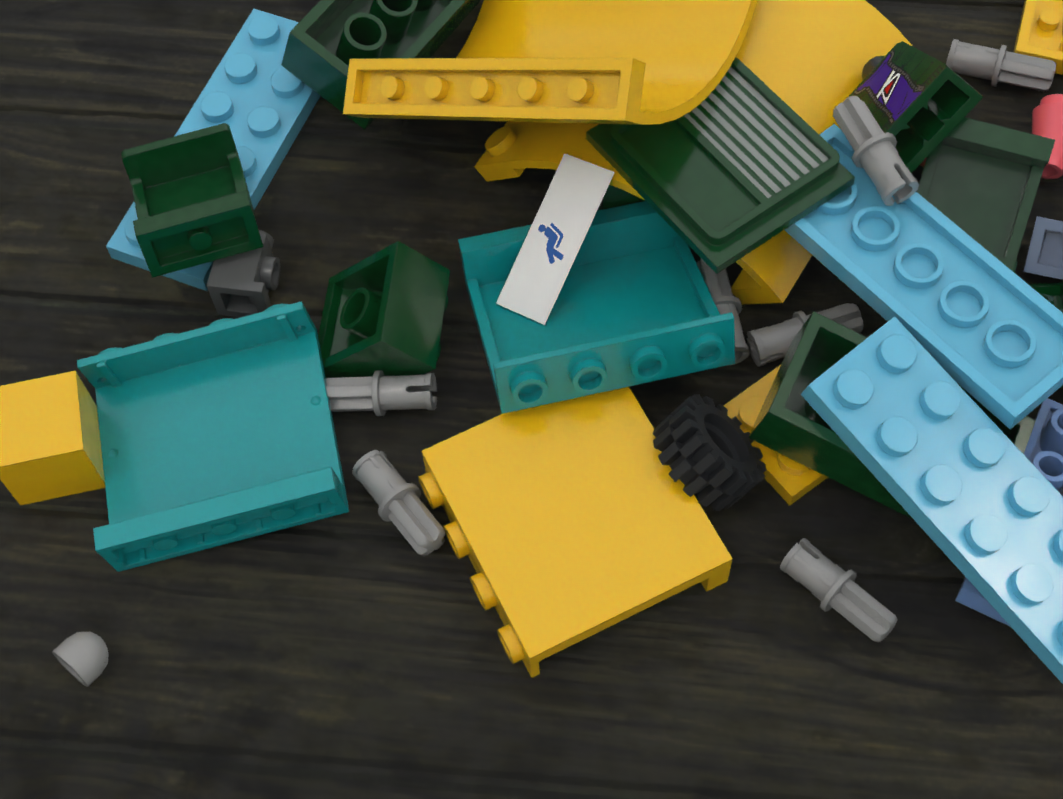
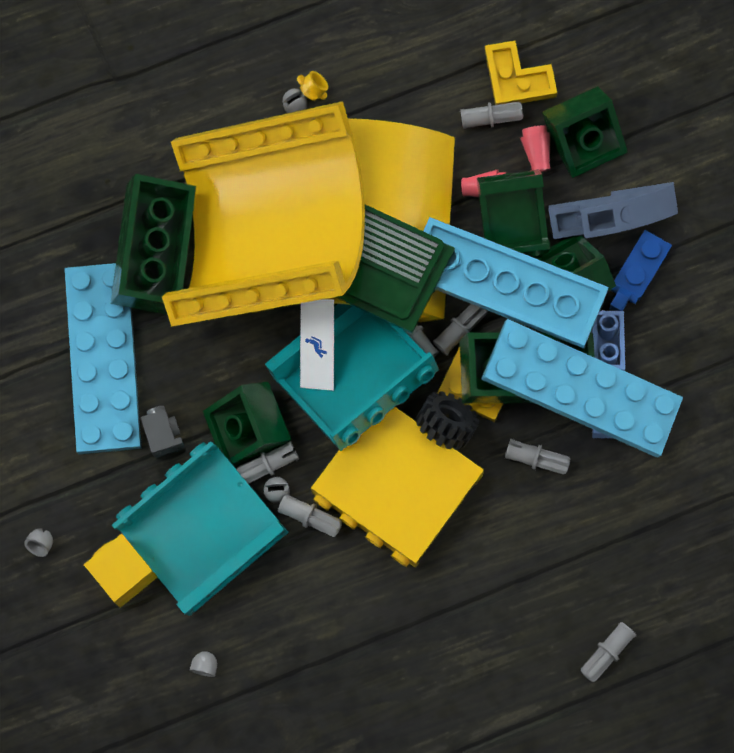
camera: 25 degrees left, 15 degrees up
(190, 200) = (117, 411): dark green panel -> none
(361, 443) = (276, 496): none -> light grey hinge
(875, 151) = (458, 229): light grey axle -> none
(915, 99) = (460, 188): dark green torso -> none

